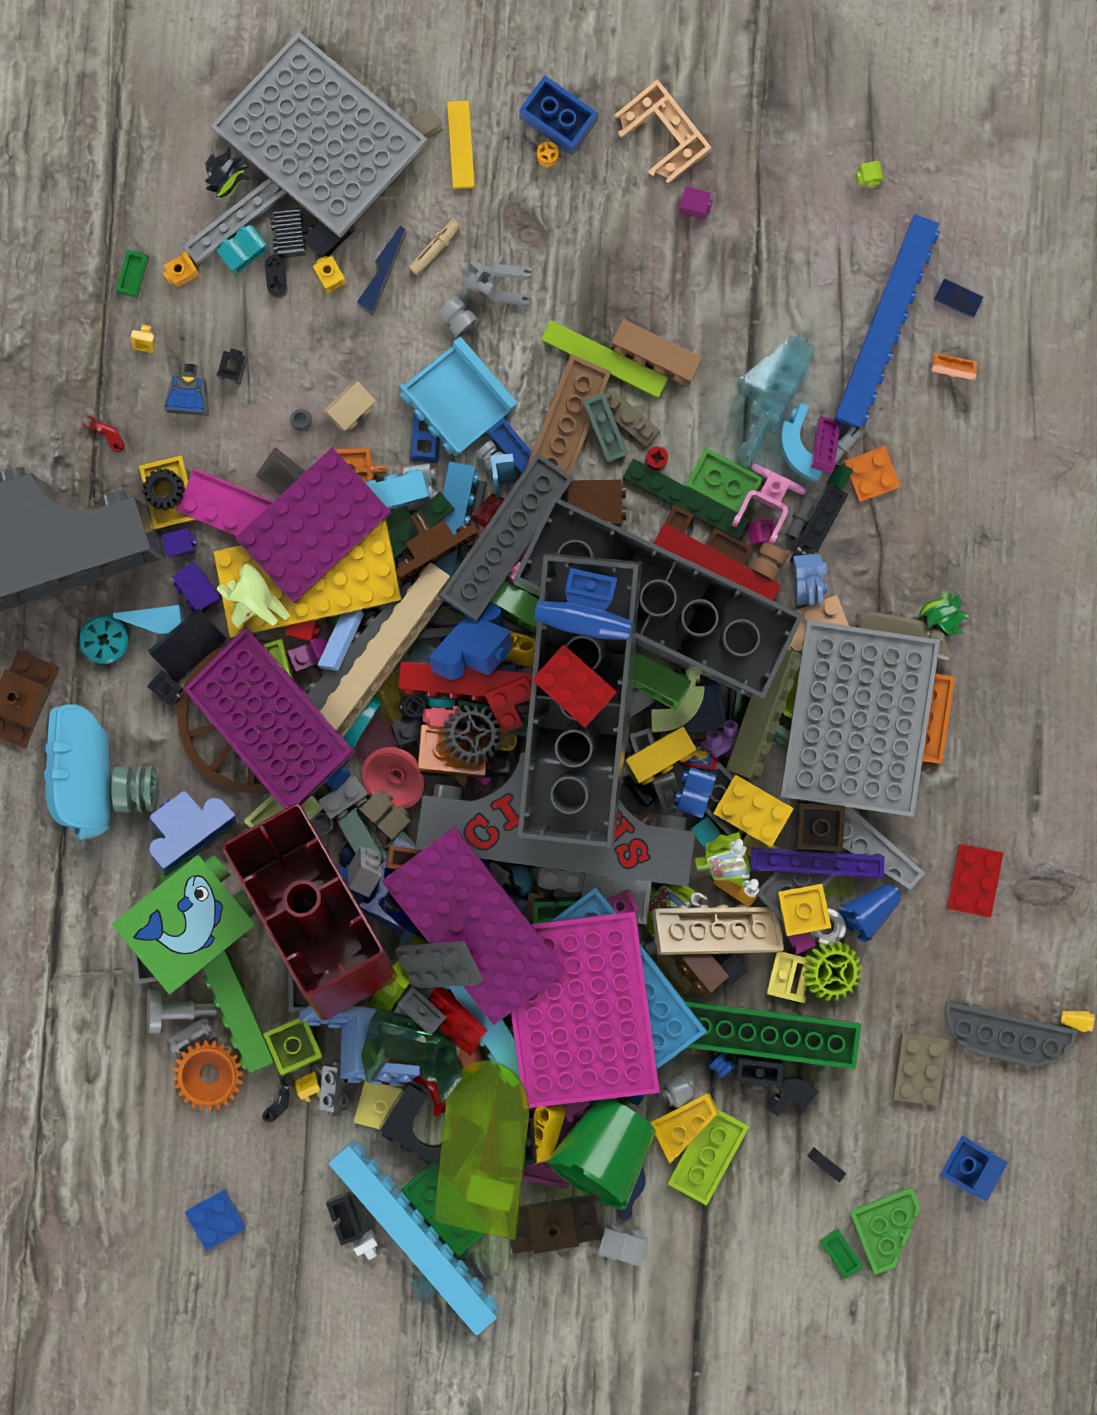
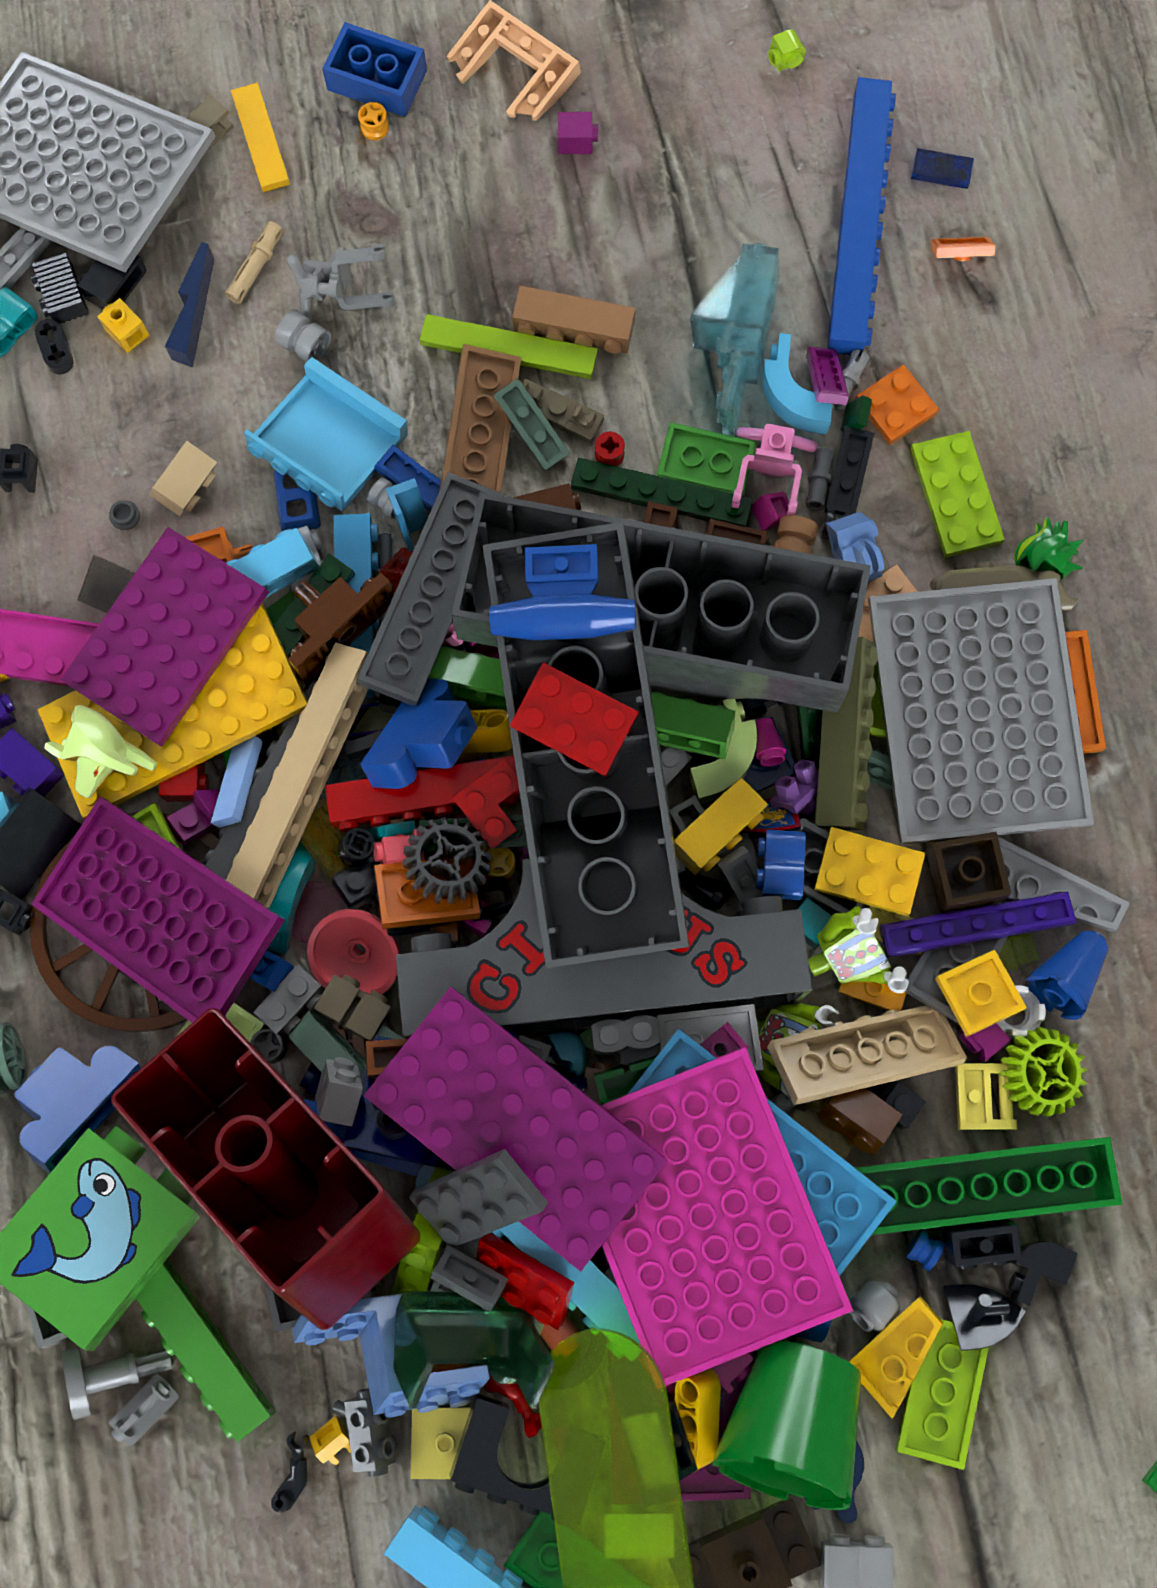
camera: 15 degrees left, 10 degrees down
(208, 1093) = (150, 1469): orange gear -> none
(292, 1046) = (293, 1384): lime brick -> none
(710, 704) = (769, 745): none -> dark pink cone
(745, 1114) = (981, 1315): none -> black shield
(826, 1164) = (1120, 1360): black beam -> none
(895, 552) = (957, 494): none -> lime plate

